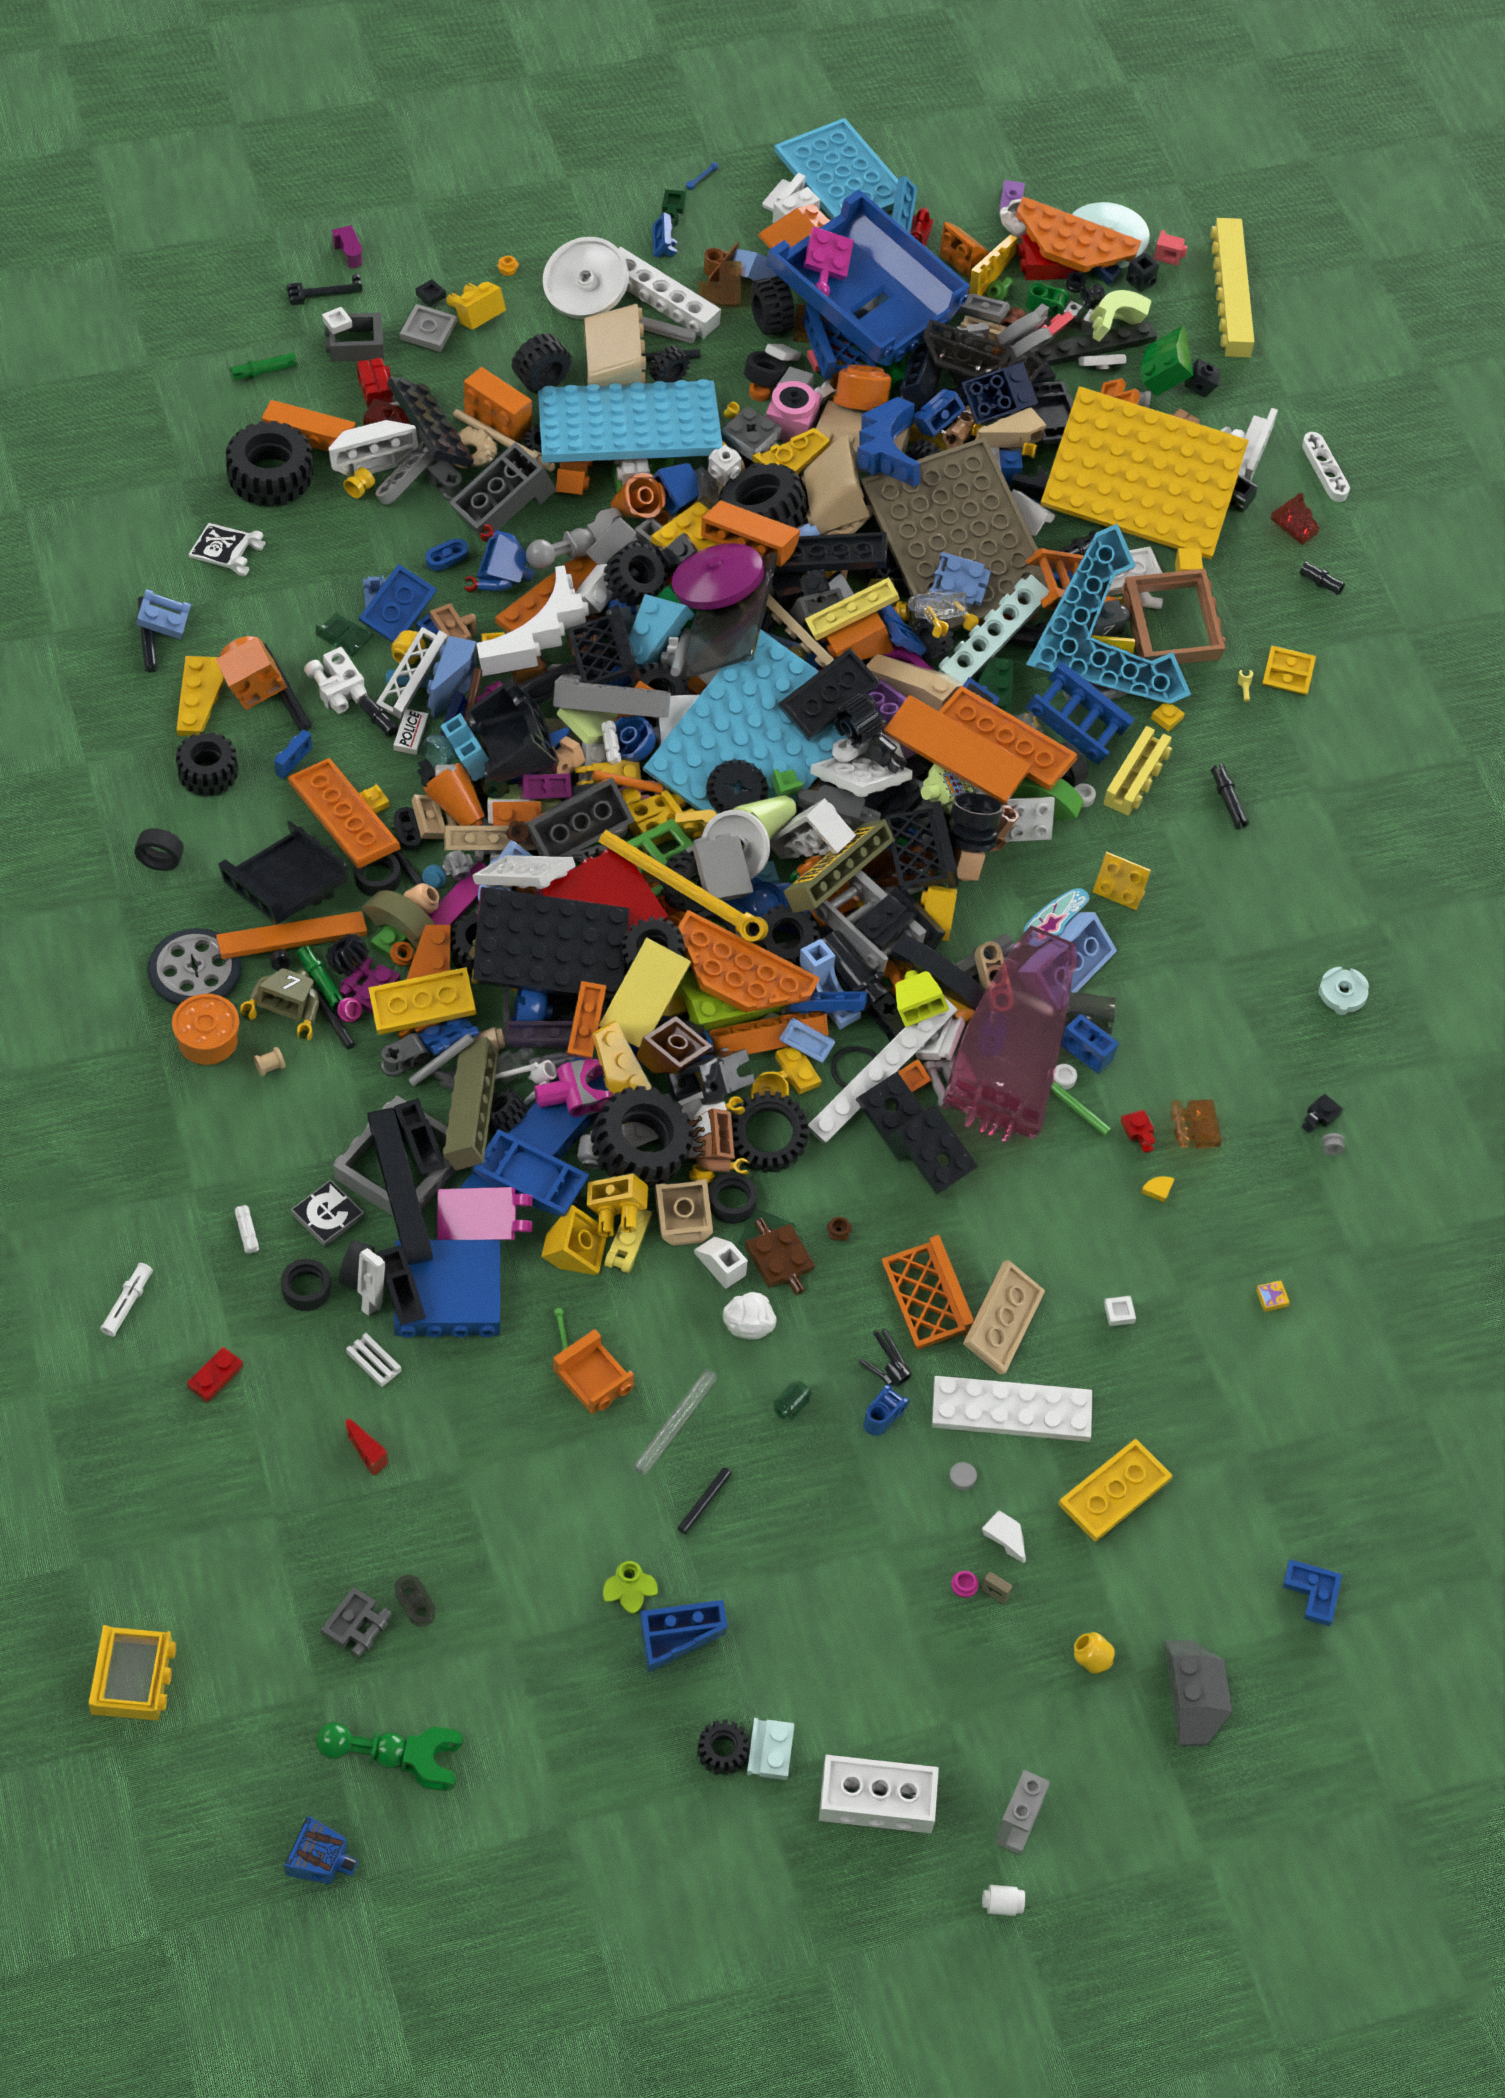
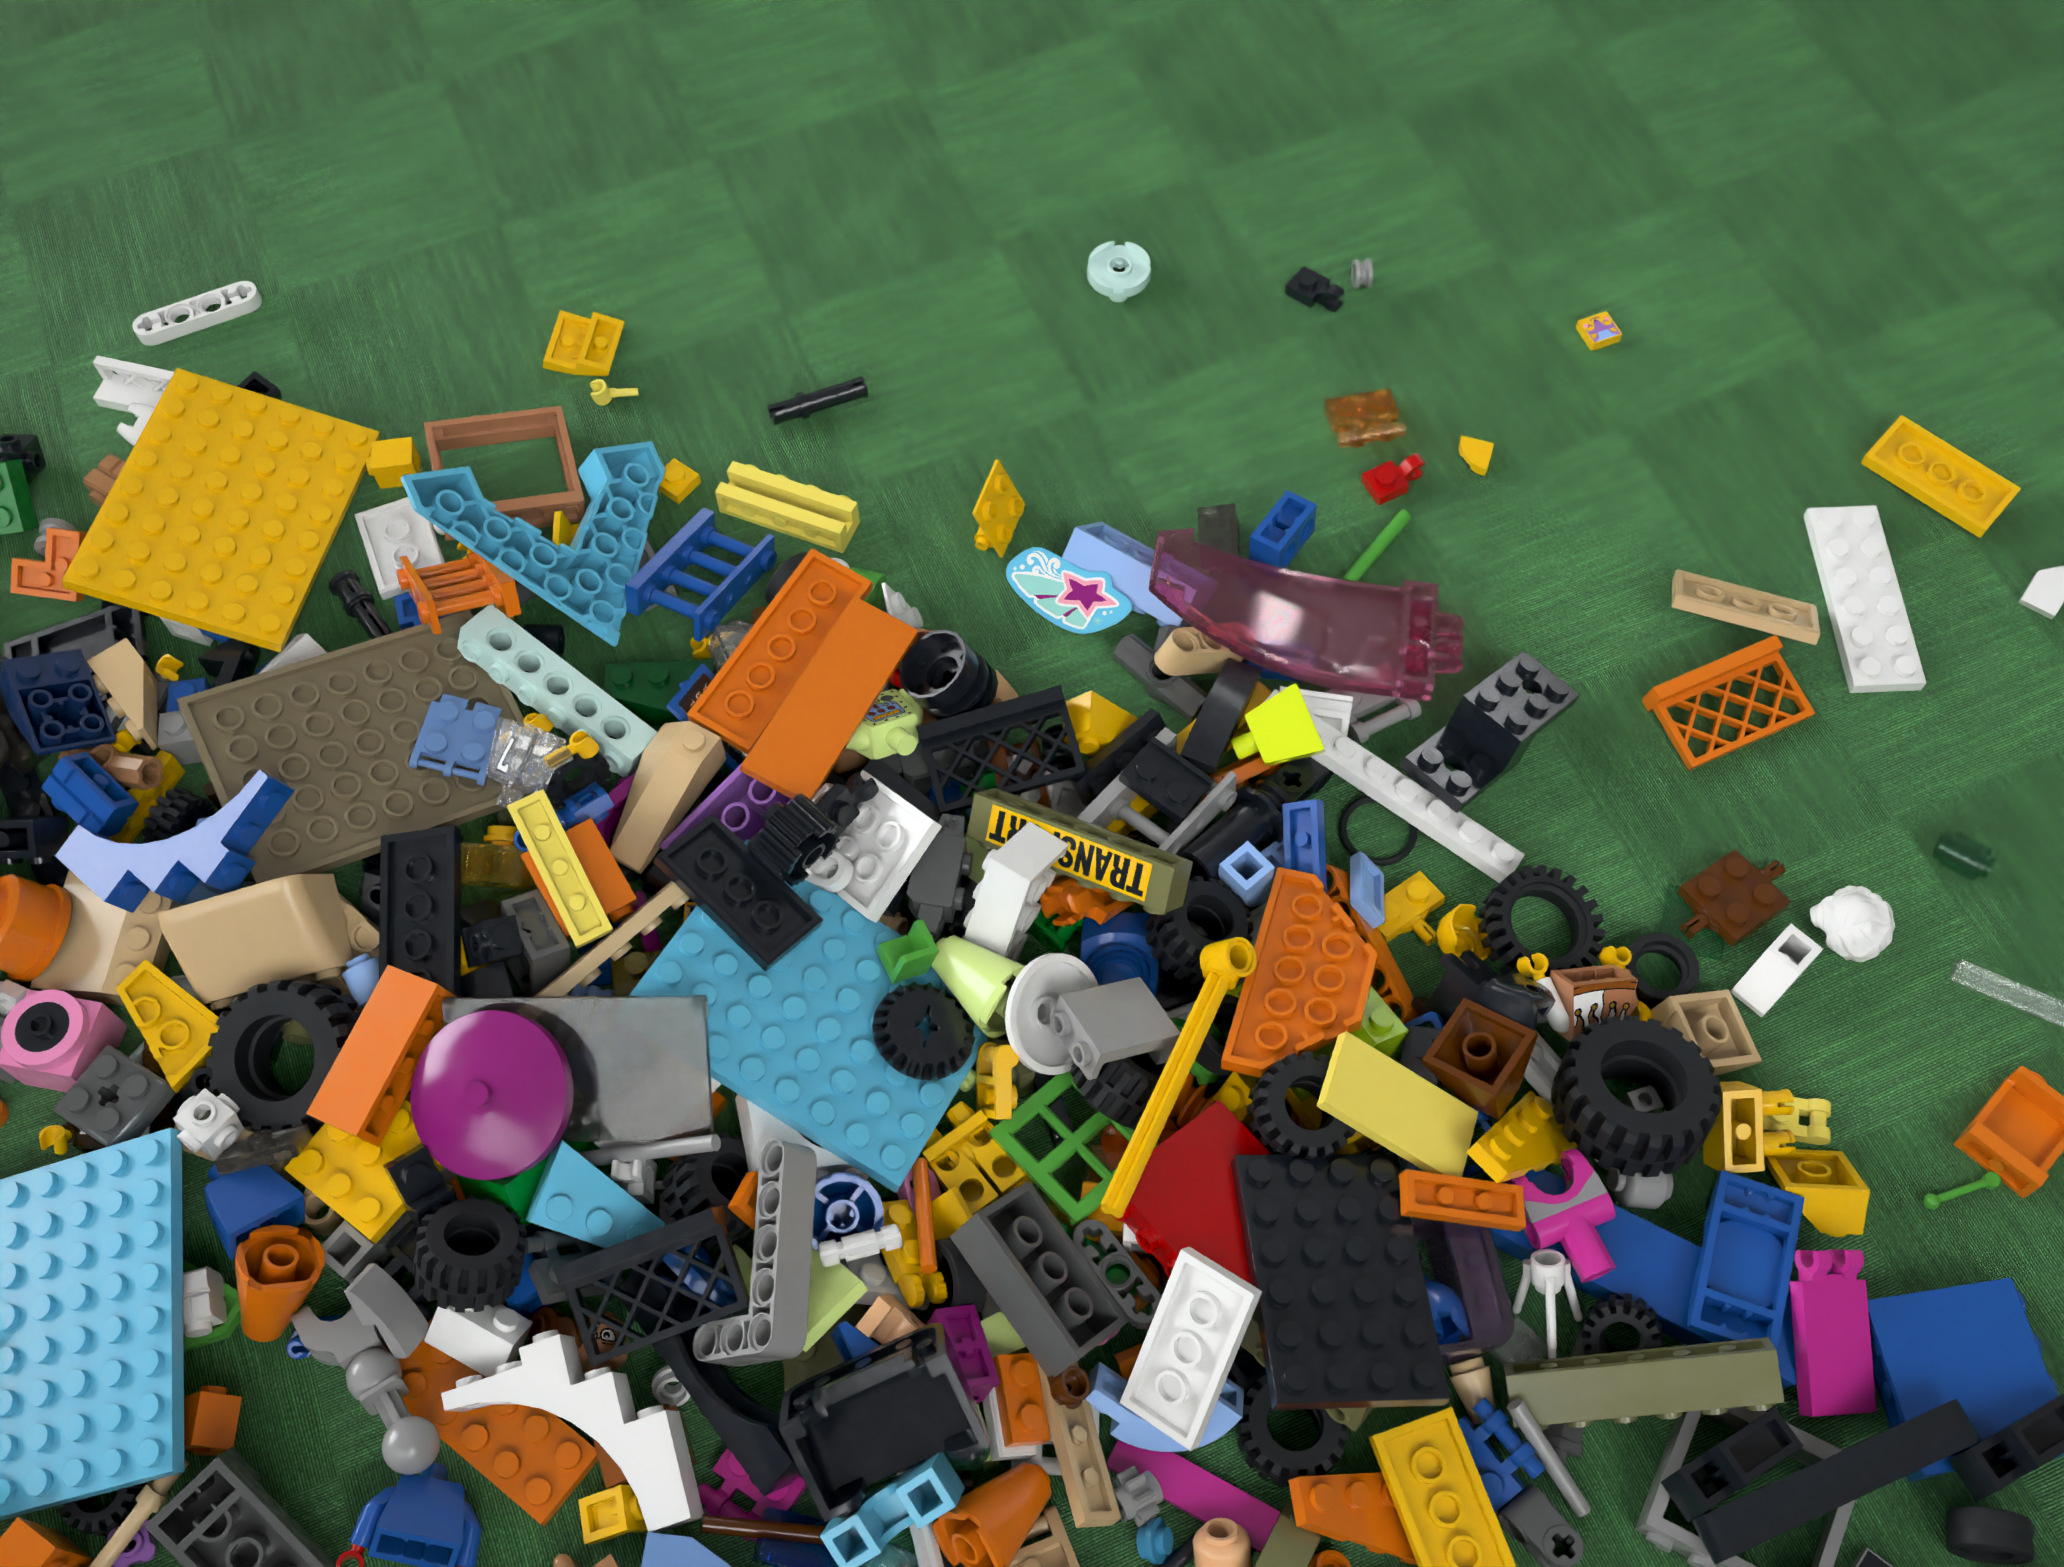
camera: 90 degrees left, 5 degrees up
(370, 1281) = (2036, 1491): white hinge -> none
(839, 1223) = (1666, 817): reddish brown plate -> none
(887, 1407) = (1933, 739): blue piece -> none
(896, 1370) = (1862, 732): black plant -> none
(914, 1075) = (1386, 747): orange plate -> none
(962, 1476) = (1985, 645): light grey tile -> none
(1065, 1076) = (1328, 565): white tile -> none
(1119, 1311) = (1681, 484): white plate -> none
(1296, 519) = (302, 340): clear red wing -> none
(1320, 1586) = (1983, 271): blue plate -> none
(1322, 578) = (413, 309): black pin -> none

